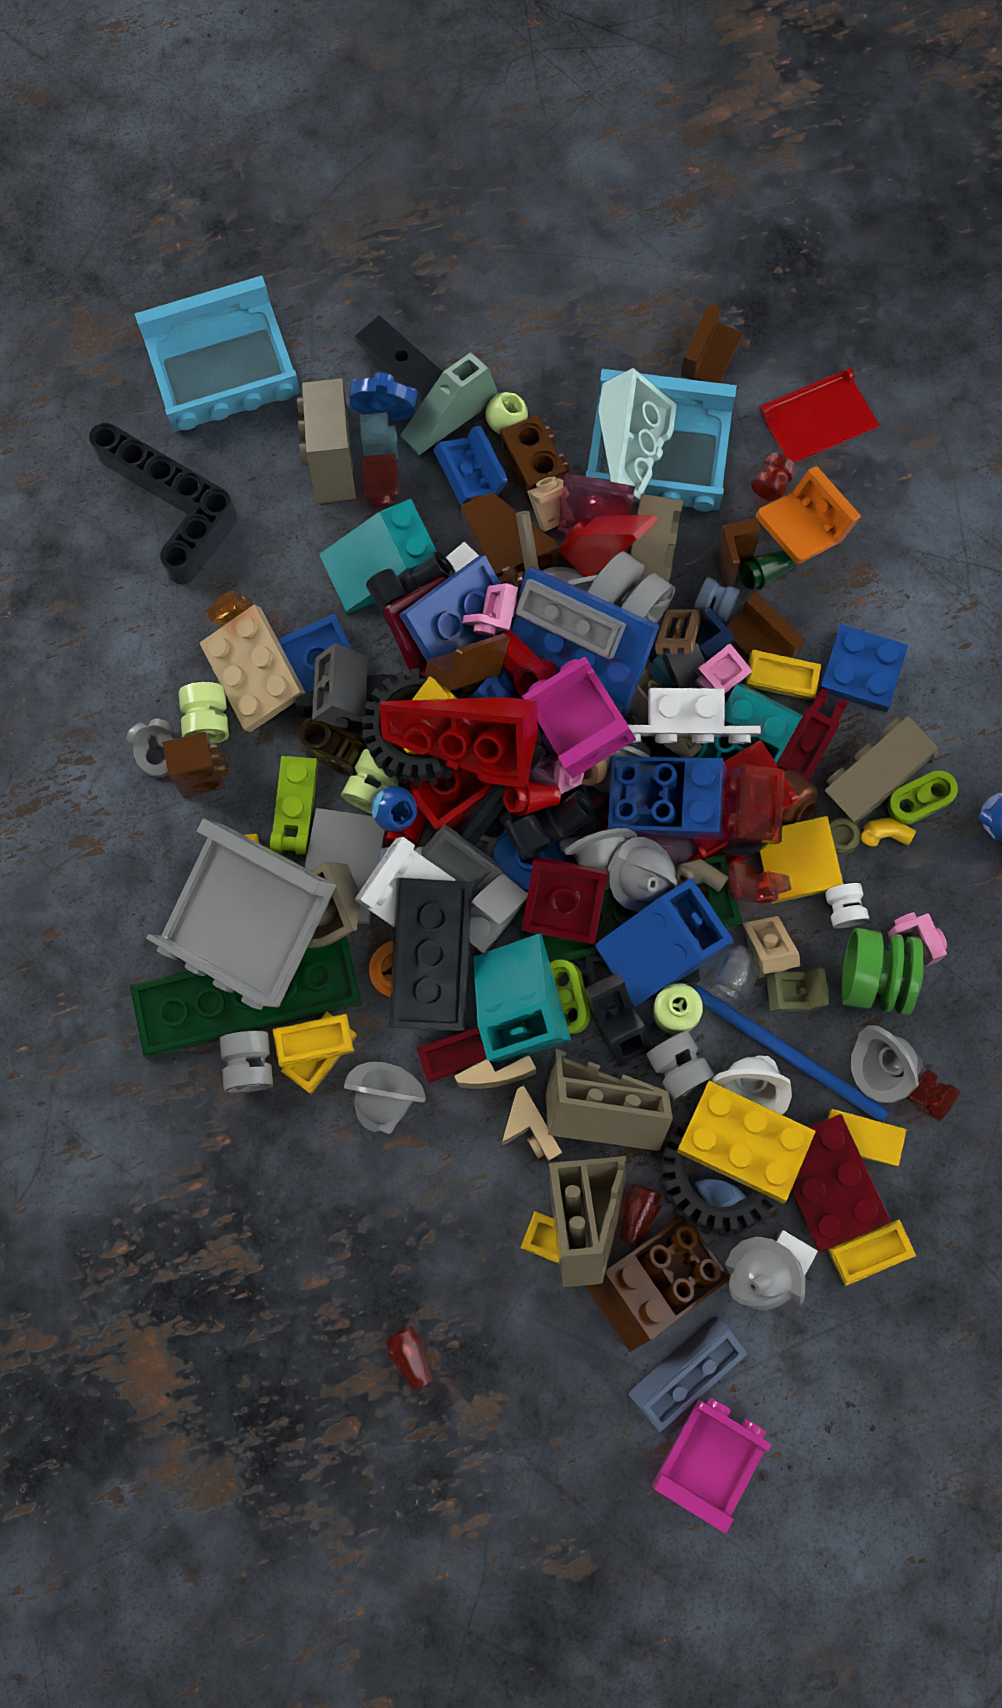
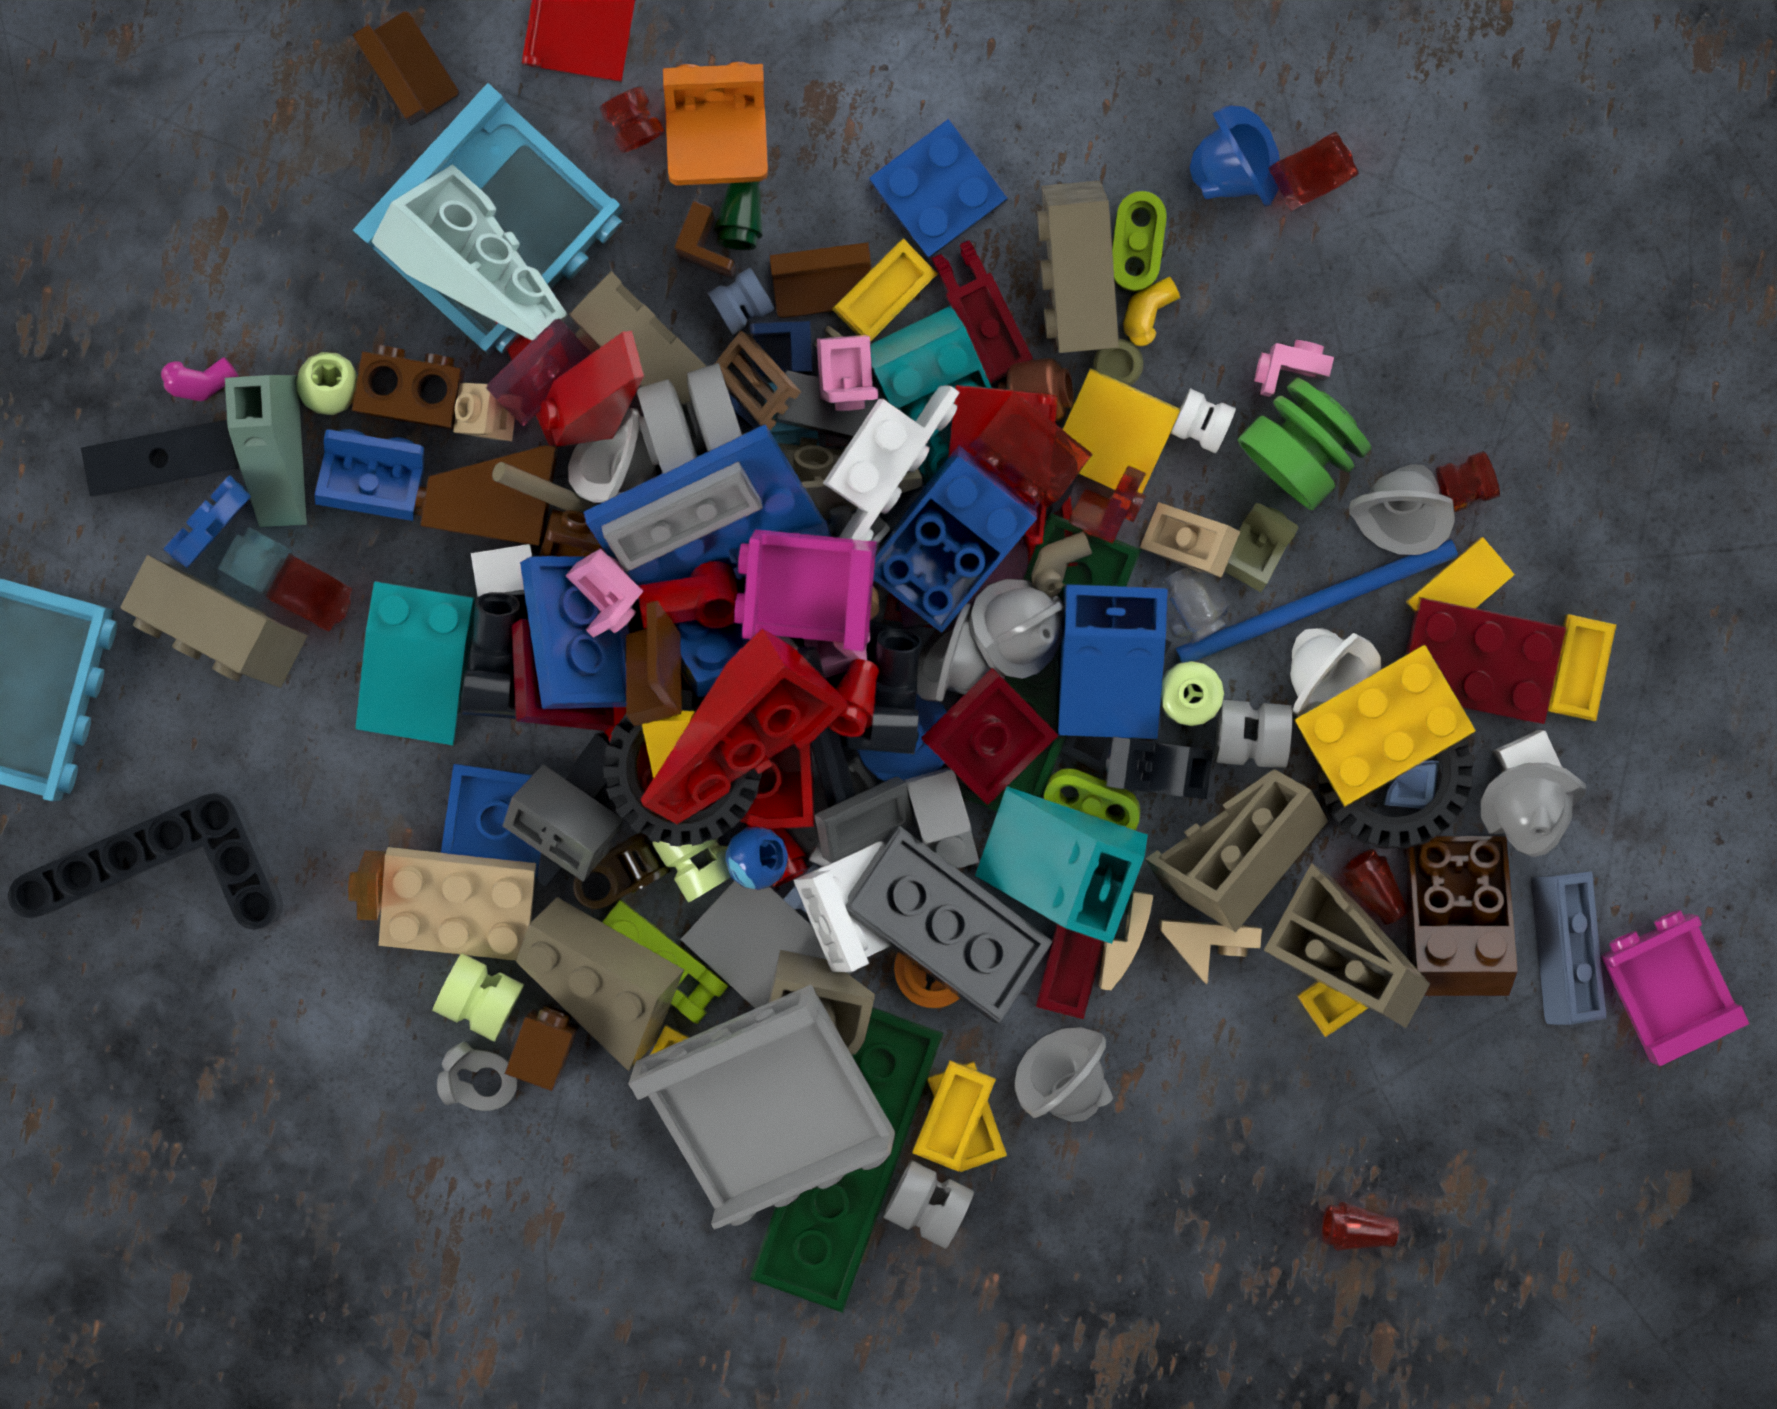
camera: 60 degrees left, 15 degrees up
(259, 773) = (600, 978): none -> dark tan wedge
(454, 347) = (195, 384): none -> dark pink arm

